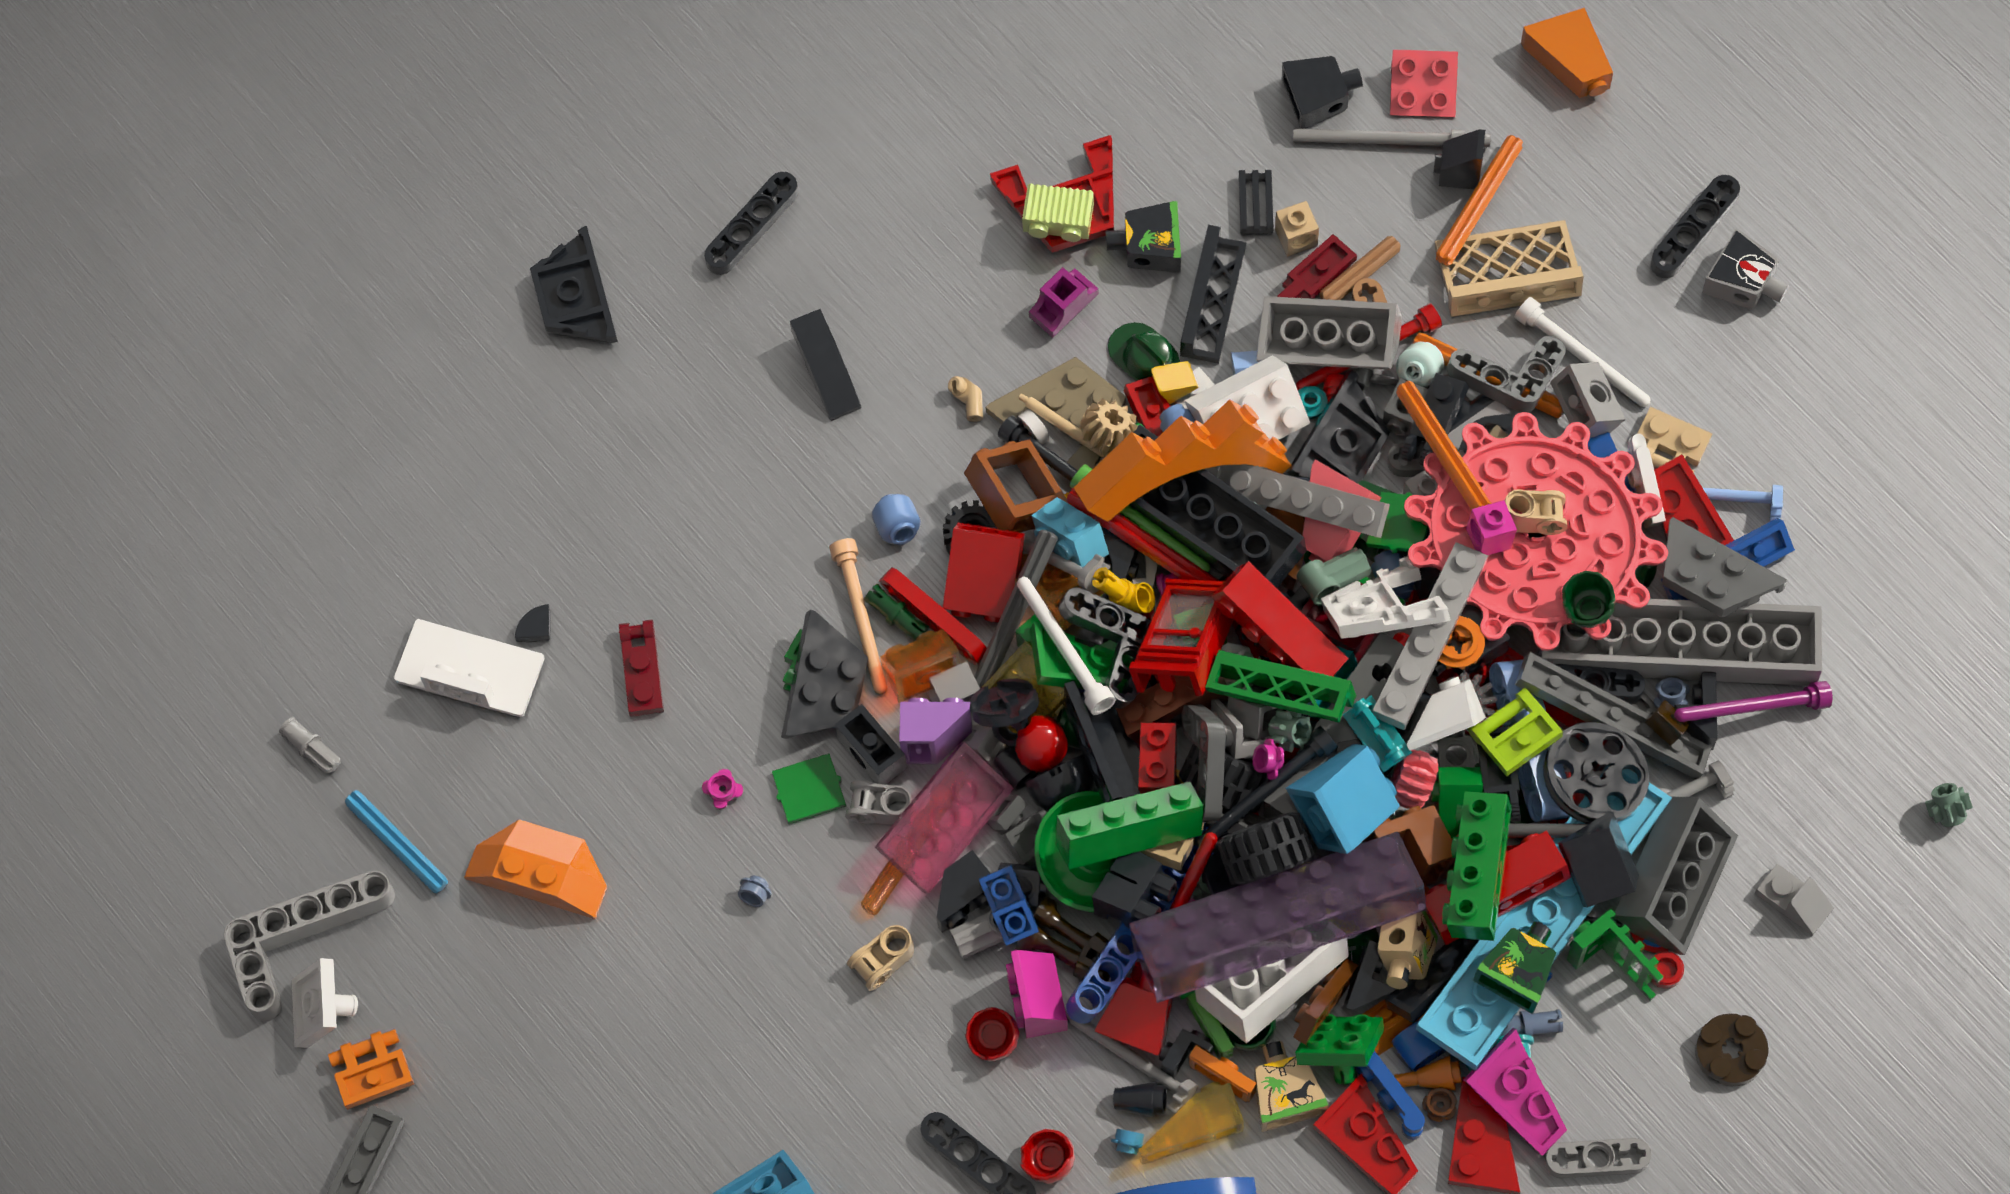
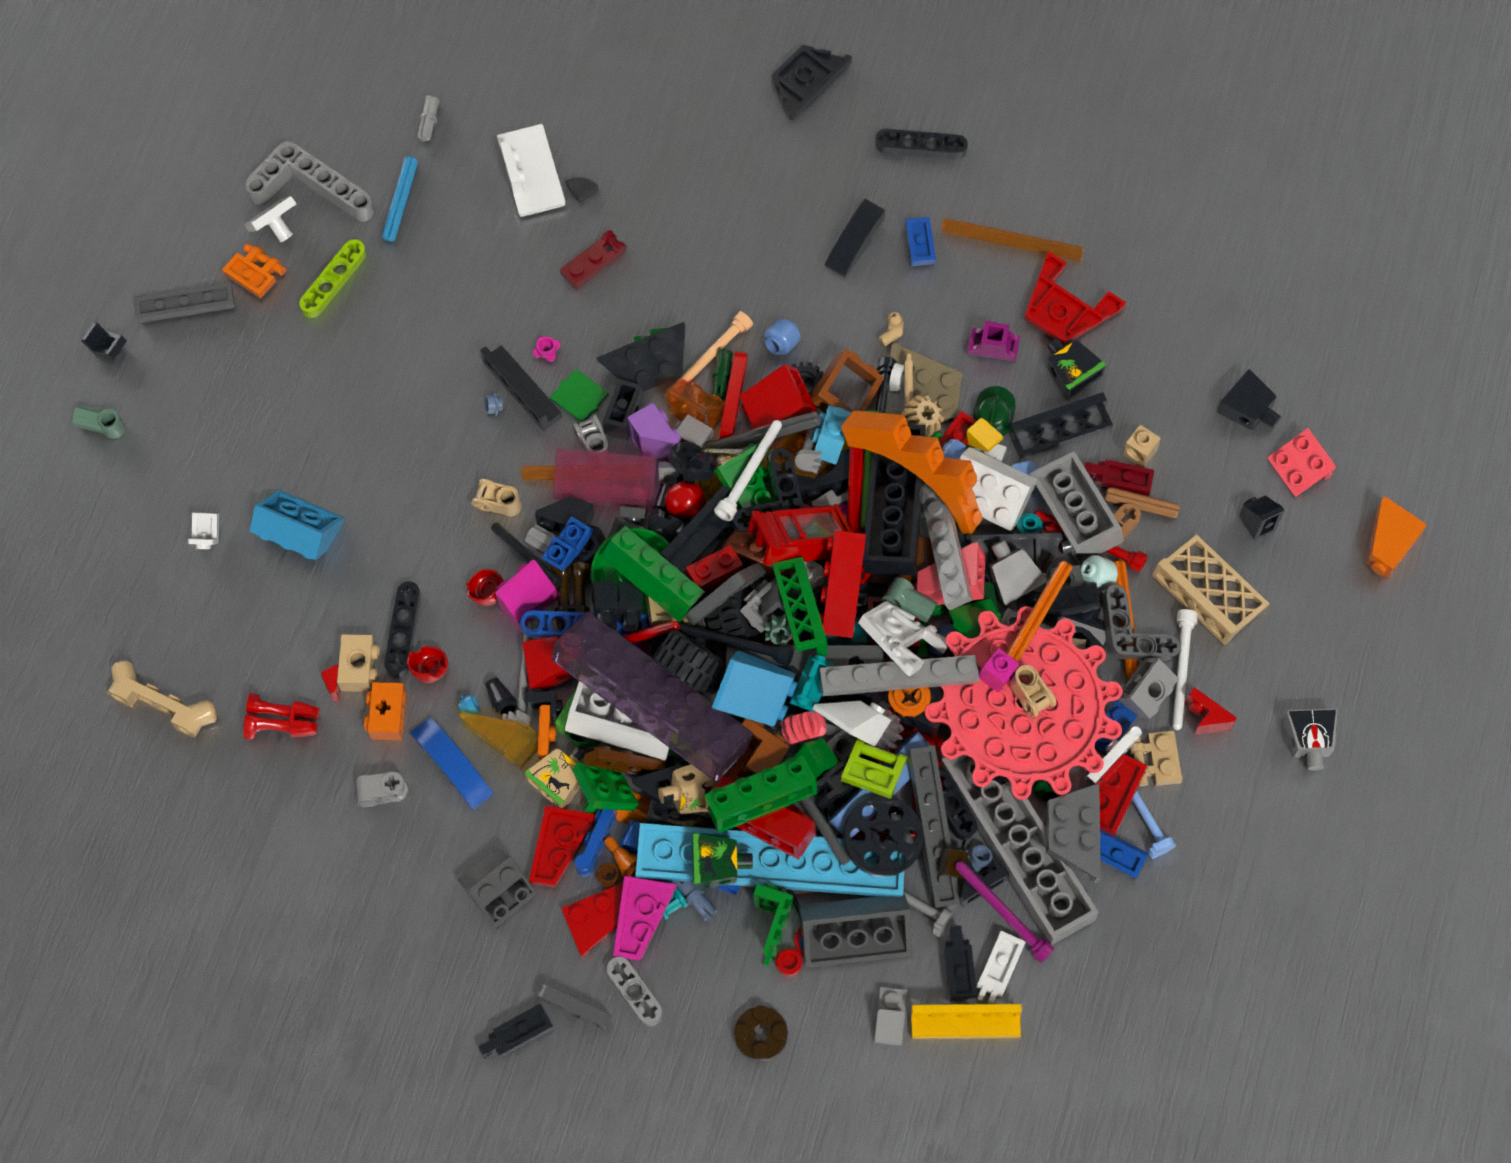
camera: 55 degrees right, 0 degrees up
(452, 980) = (329, 276): none -> lime beam
(540, 867) = (433, 283): orange wedge -> none
(753, 846) = (521, 386): none -> black fence
(878, 299) = (920, 241): none -> blue plate
(943, 203) = (1012, 239): none -> clear orange axle
(975, 965) = (524, 552): none -> black bar
(1058, 212) = (1047, 302): yellowish green brick -> none
(1135, 597) = (811, 484): yellow pin -> none
(1256, 177) = (1167, 410): black tile -> none
(1268, 758) = (751, 629): dark pink plate -> none
(1367, 450) = (1013, 573): none -> light grey torso
(1378, 137) = (1248, 464): light grey bar -> none
(1479, 200) = (1243, 543): orange axle -> none
(1588, 599) = (990, 757): dark green hair -> none
(1600, 861) = (822, 871): black slope -> none
(1659, 355) = (1215, 716): none -> red slope
(1695, 226) = (1325, 682): black beam -> none
(1783, 791) = (960, 967): none -> black hinge
(1810, 750) = (1000, 966): none -> white hinge
(1851, 824) = (966, 1021): none -> yellow fence
(1949, 804) = (1020, 1076): sand green gear -> none

